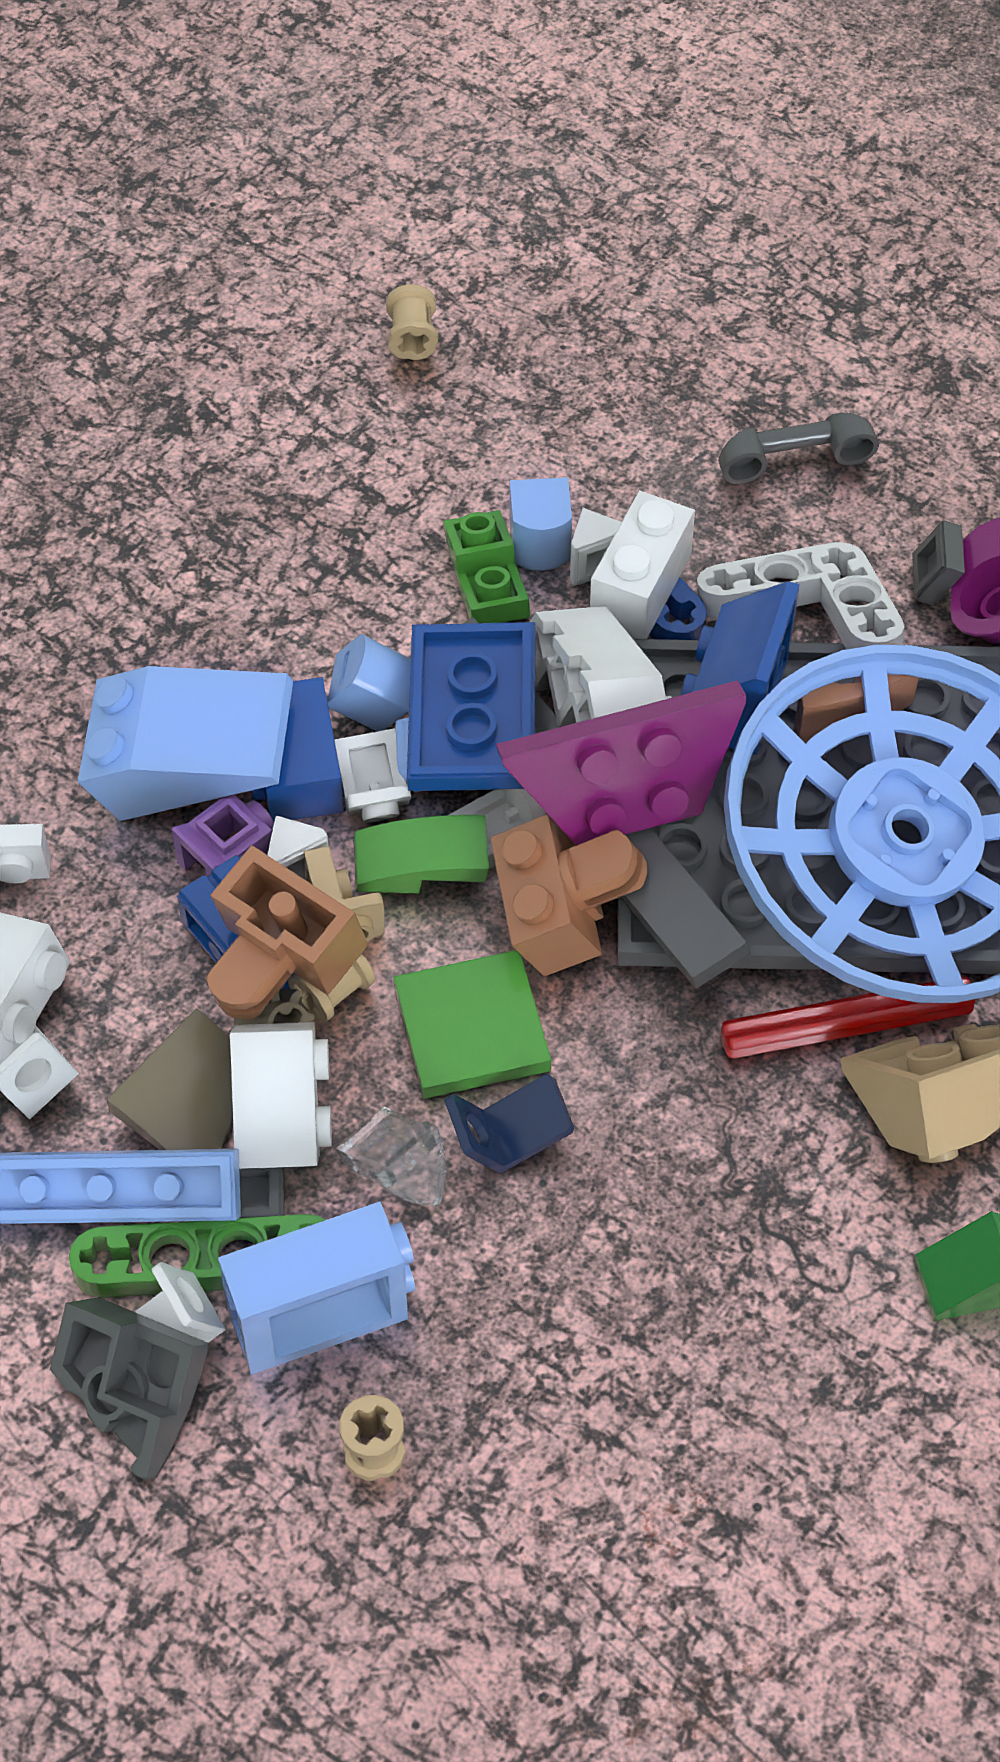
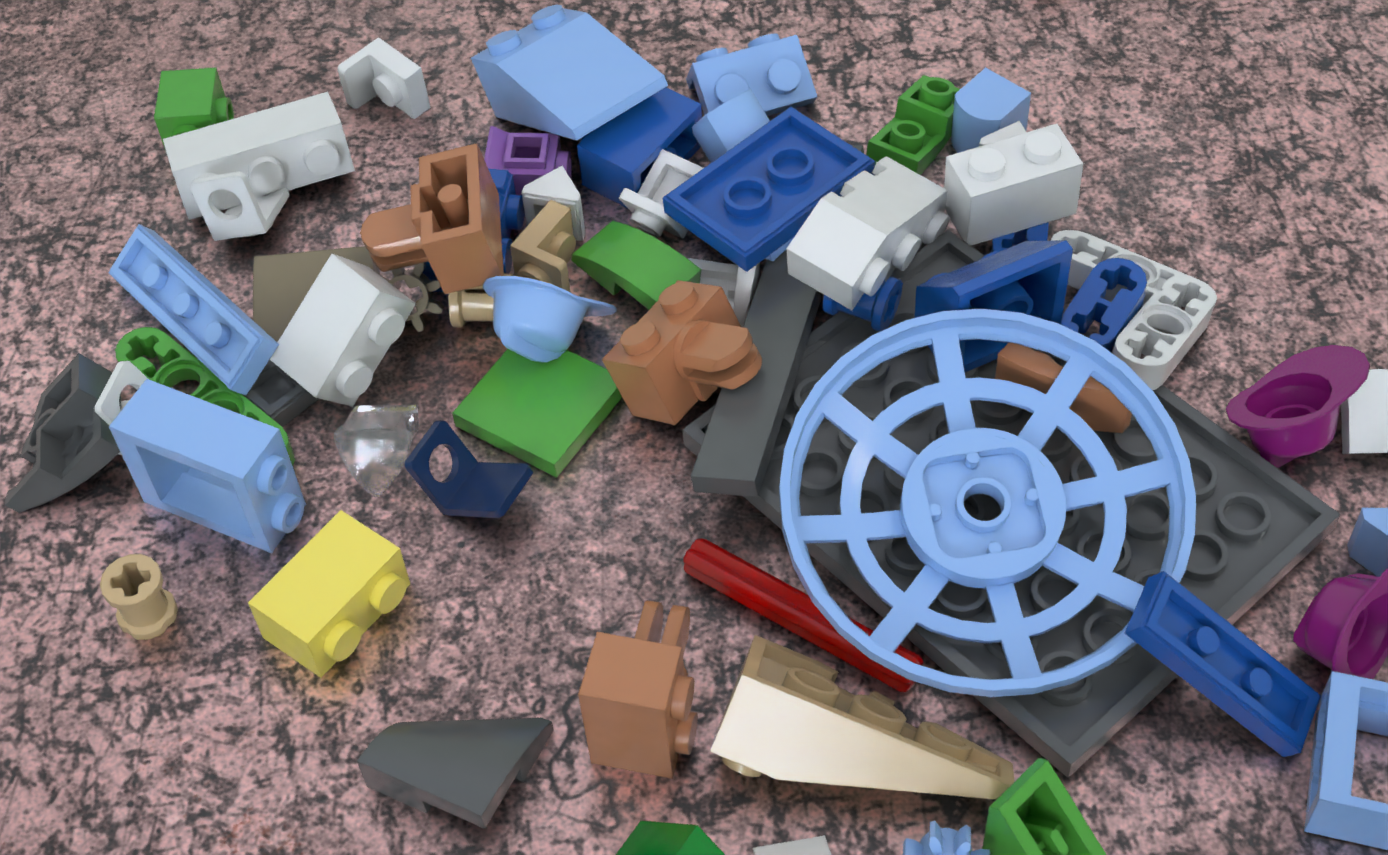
camera: 50 degrees right, 5 degrees down
(316, 622) = (769, 67): none -> light blue bracket
(422, 955) = (538, 316): none -> light blue piece
(518, 1299) = (331, 593): none -> light yellow brick
(629, 765) = (794, 283): magenta wing -> none
(753, 1333) = (454, 763): none -> dark grey slope
(821, 615) = (1091, 305): none -> blue beam
(843, 1162) = (640, 695): none -> nougat brick
(849, 436) = (1310, 217): dark grey bar -> none
(938, 562) = (1272, 352): dark grey tile -> none

